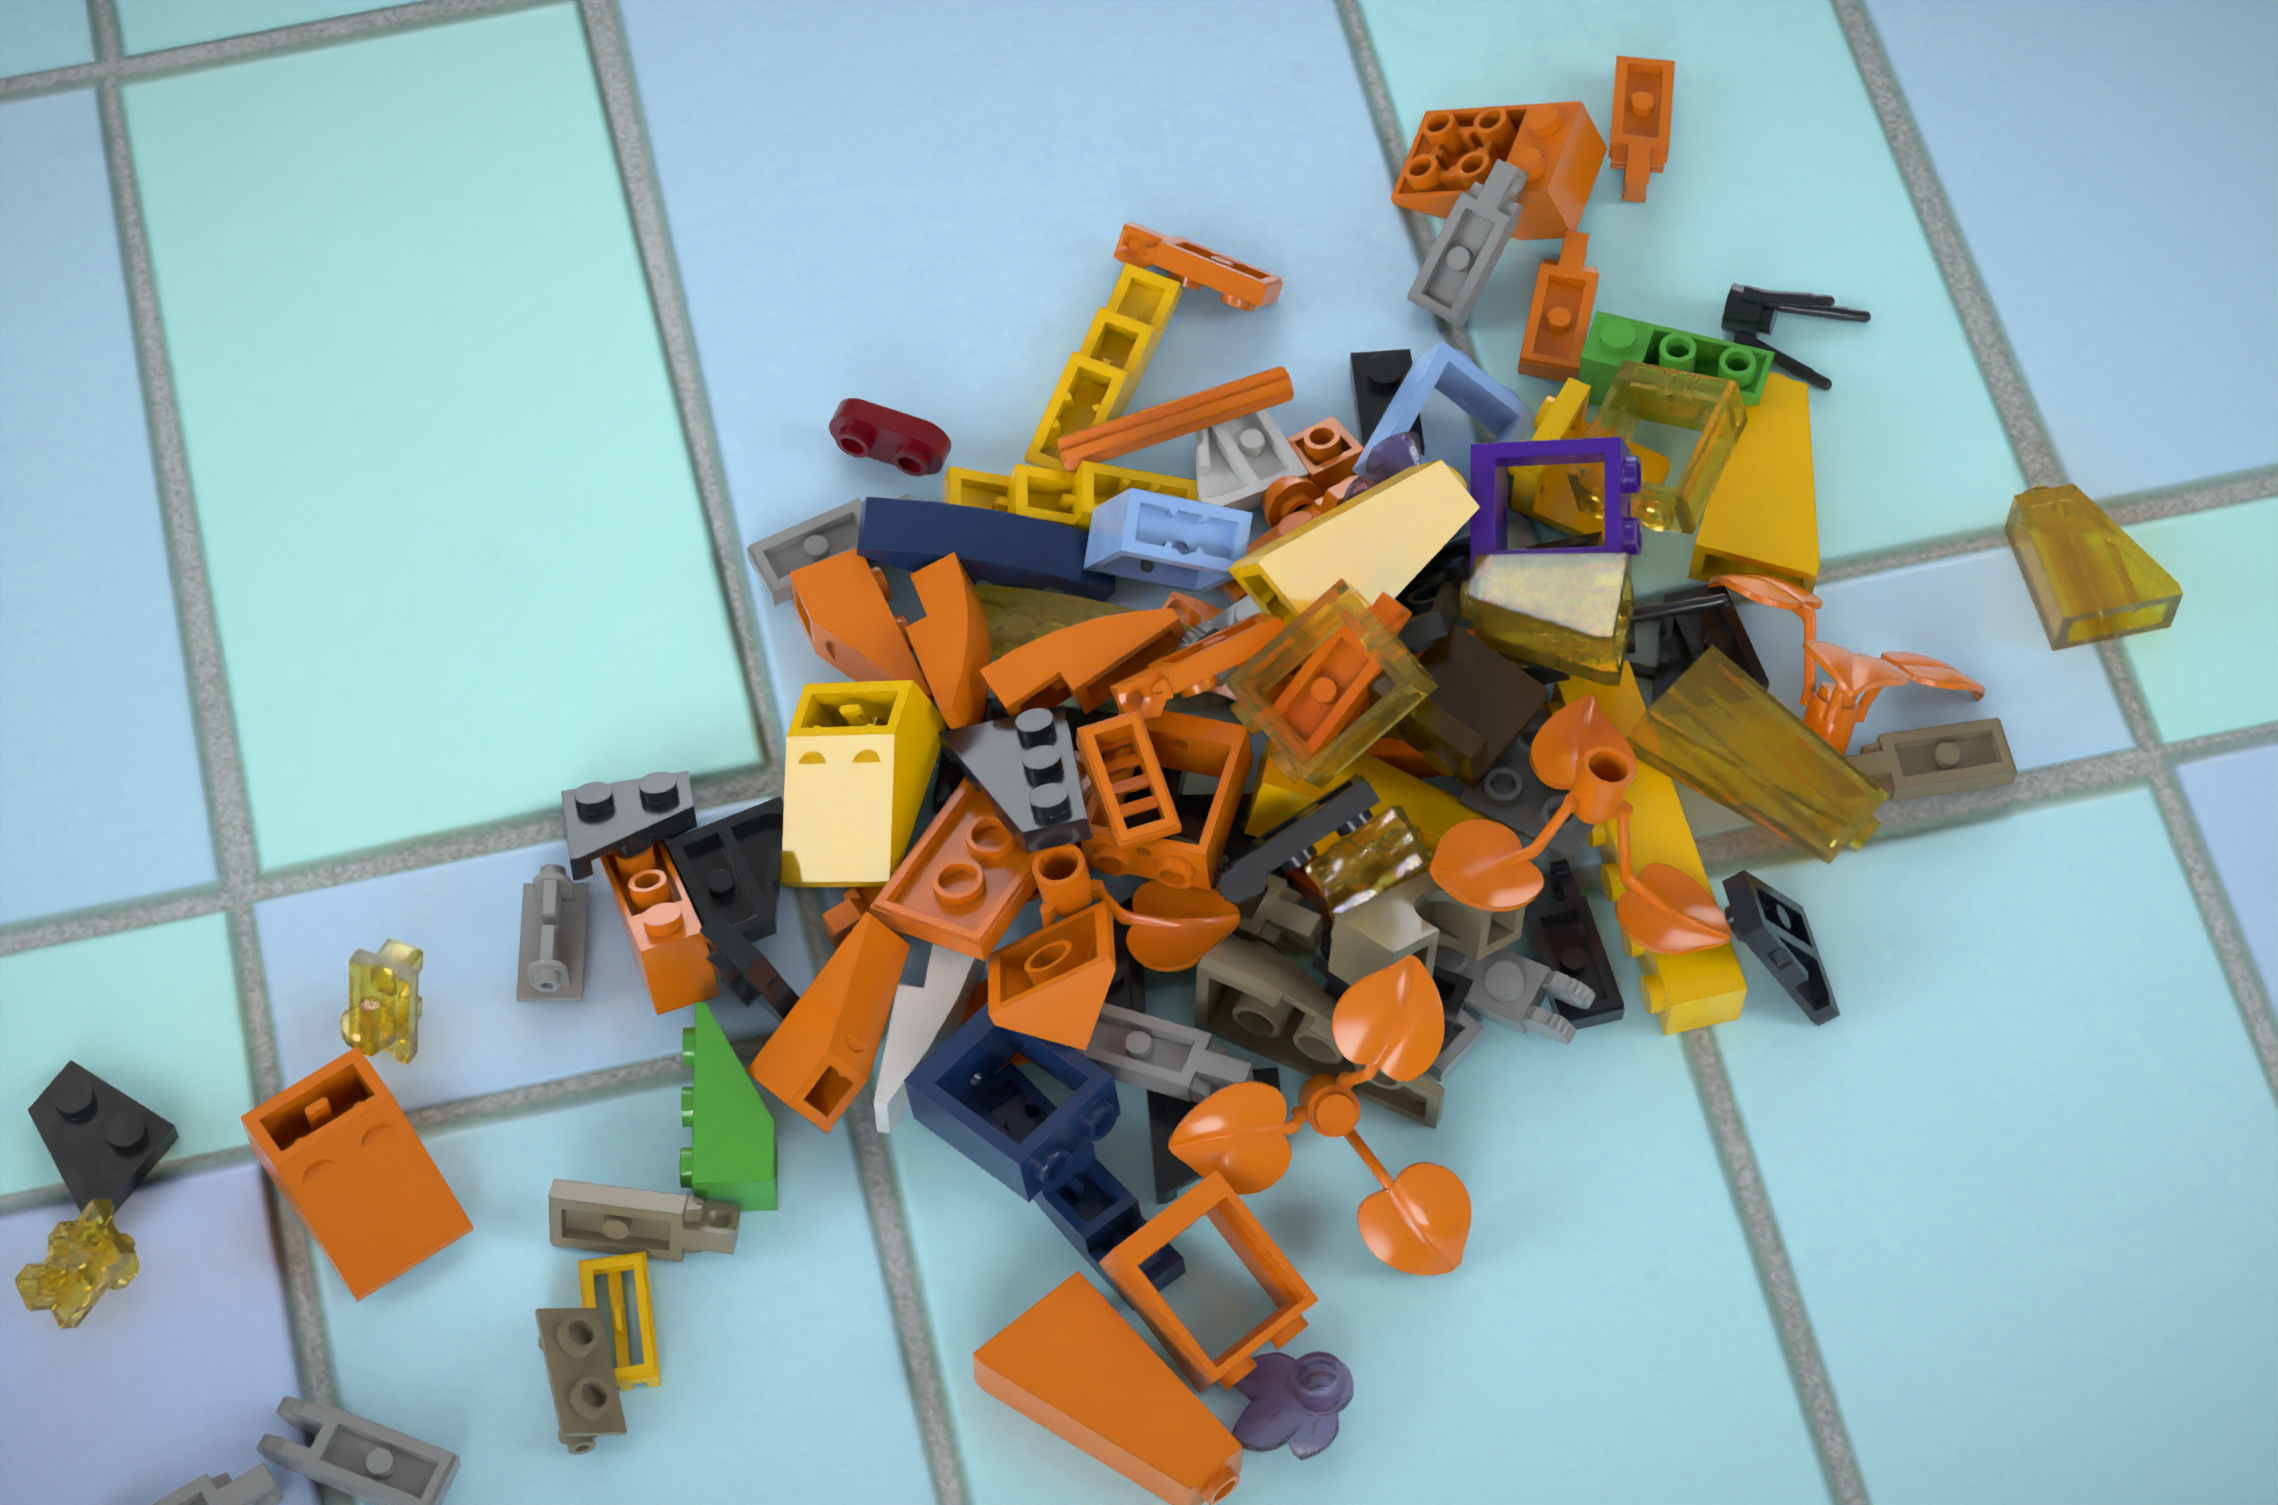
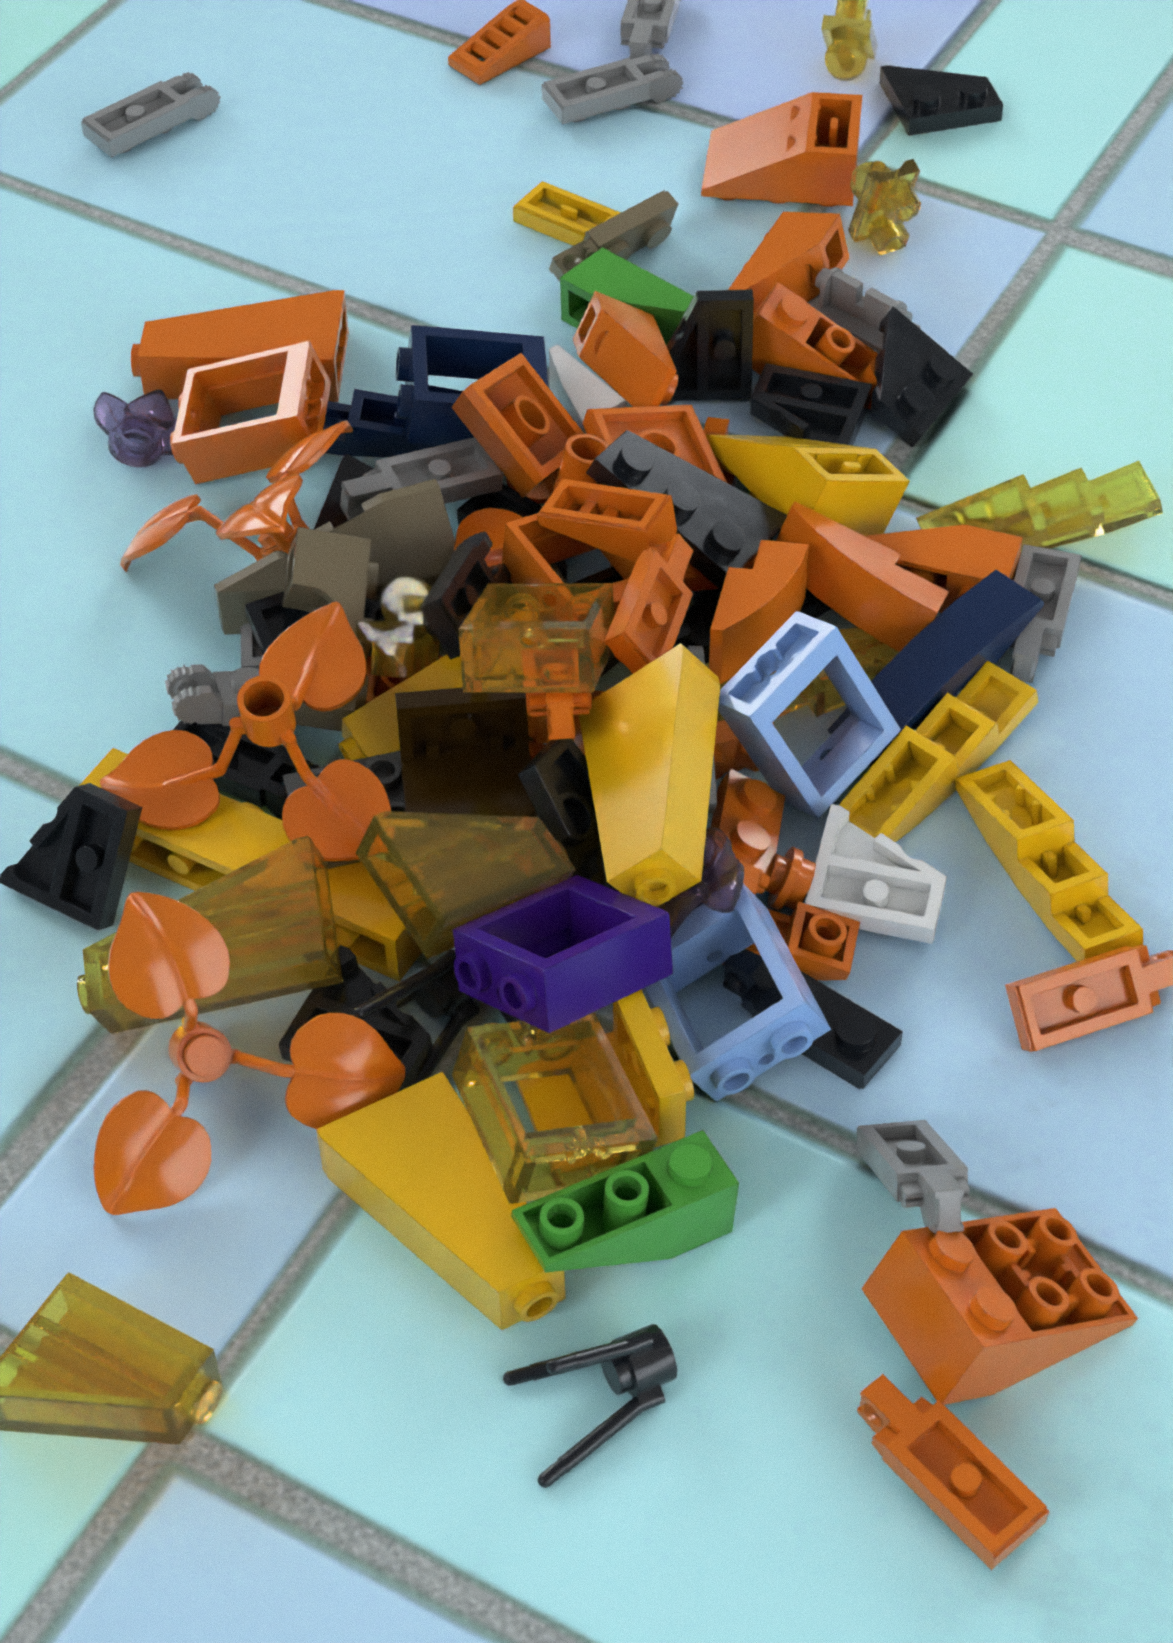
camera: 135 degrees right, 10 degrees down
(552, 1028) = (794, 255): none -> orange slope
(580, 1376) = (551, 167): dark tan hinge -> none
(711, 620) = (1056, 510): none -> clear yellow slope
(889, 436) = (1108, 690): dark red plate -> none
(1176, 418) = (935, 839): orange axle -> none
(1560, 313) = (797, 1220): orange hinge -> none
(1938, 759) = (66, 1123): dark tan hinge -> none

